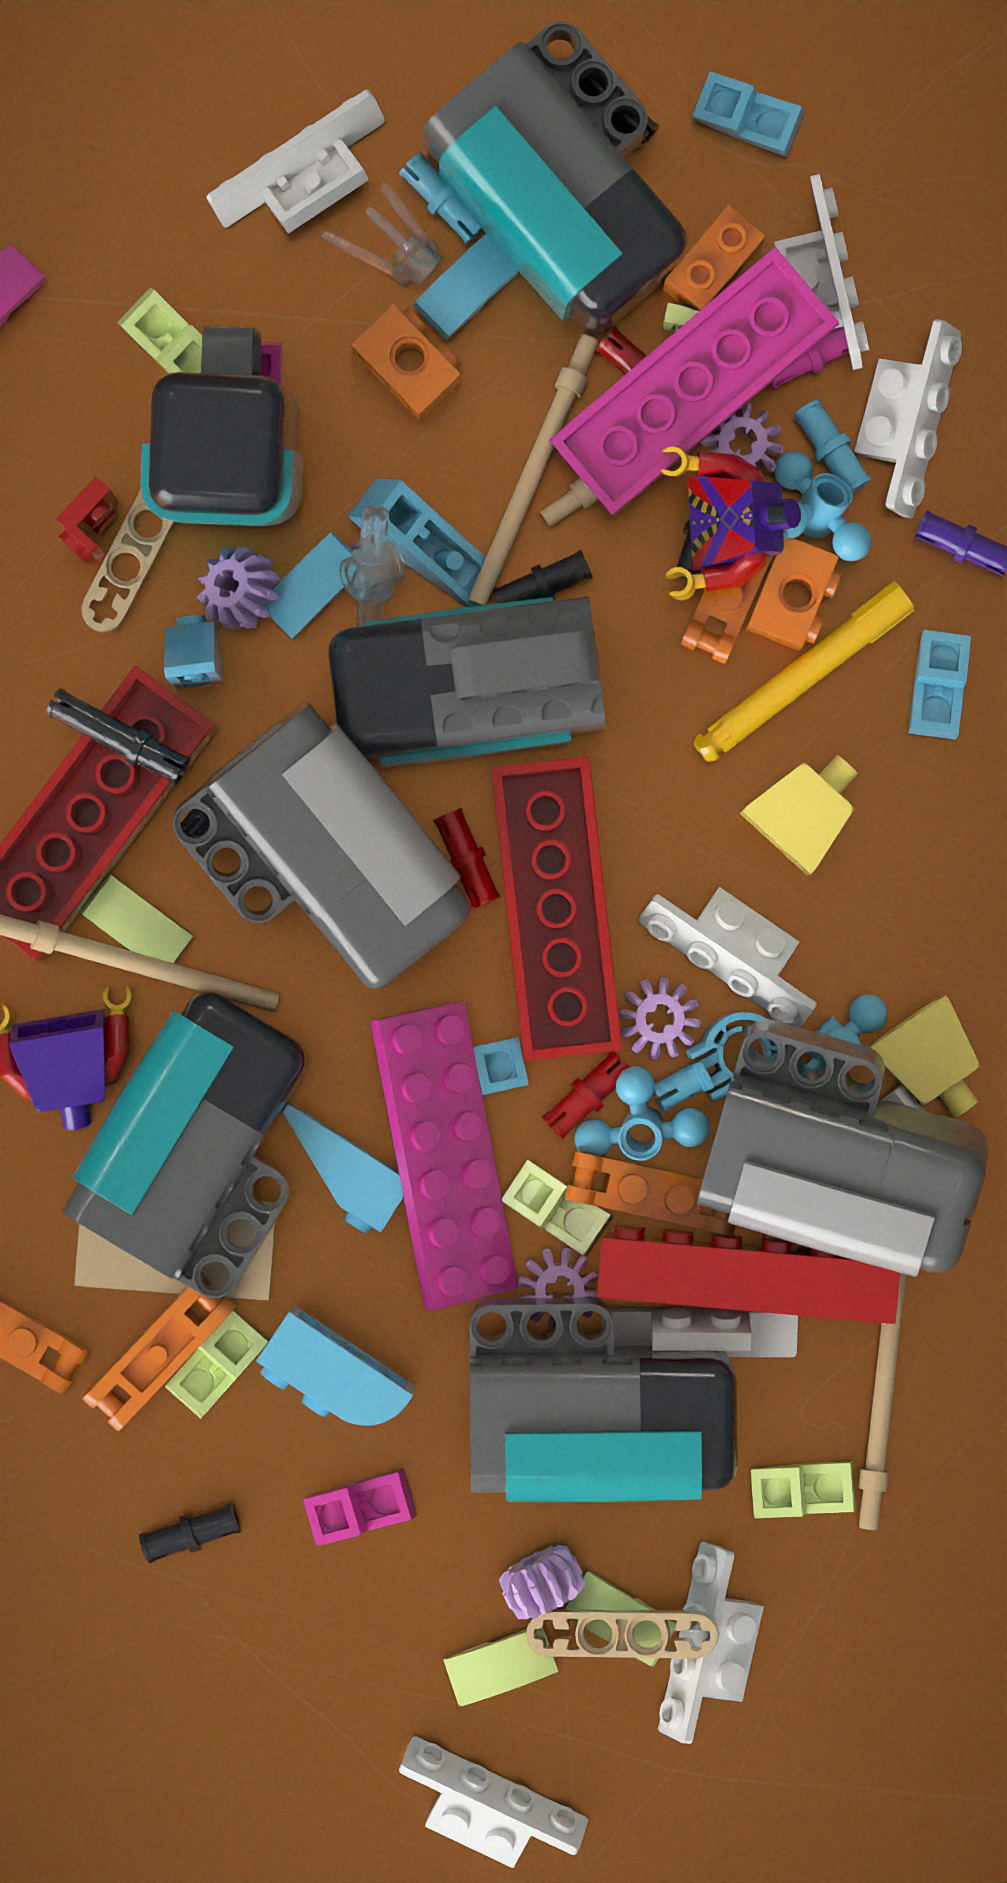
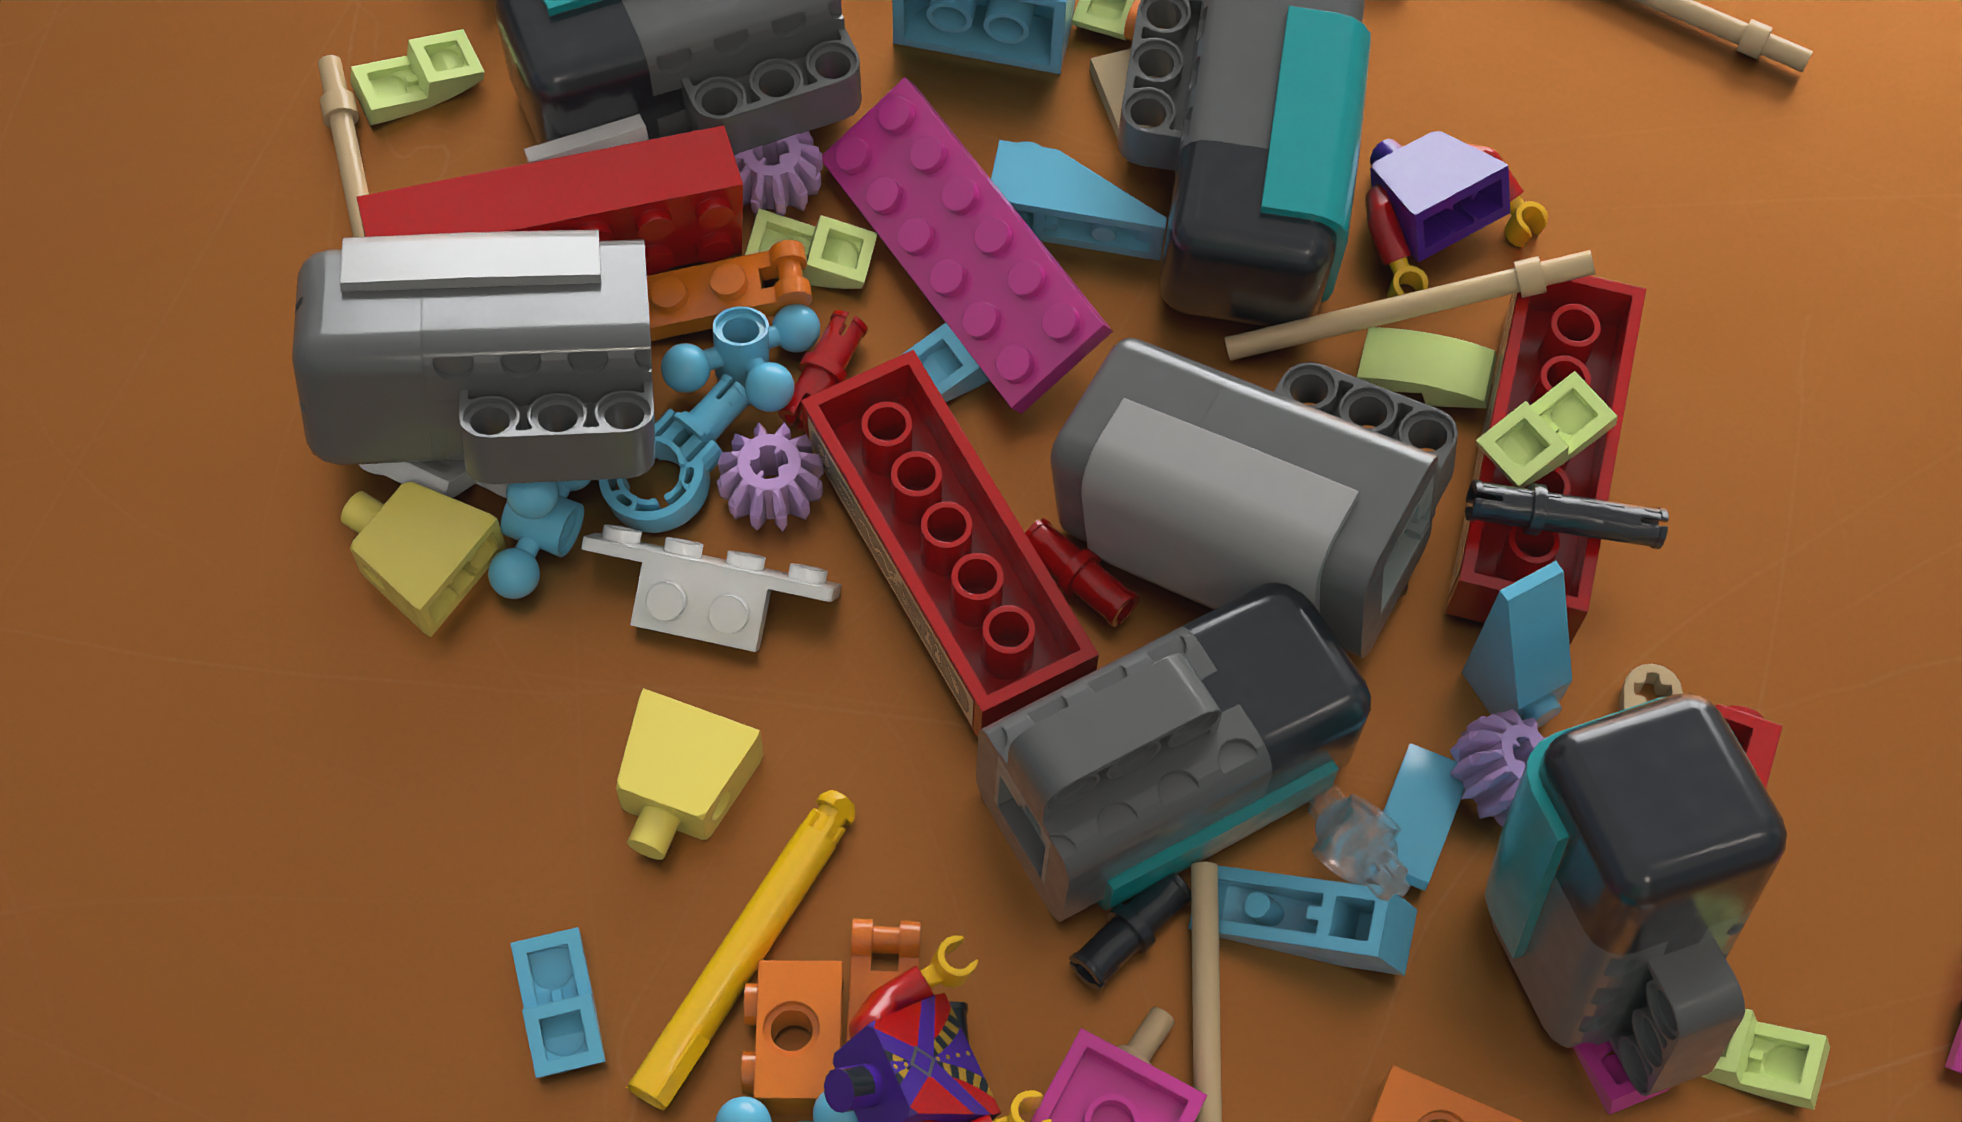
camera: 155 degrees right, 25 degrees down
(97, 807) = (1548, 432): none -> yellowish green slope

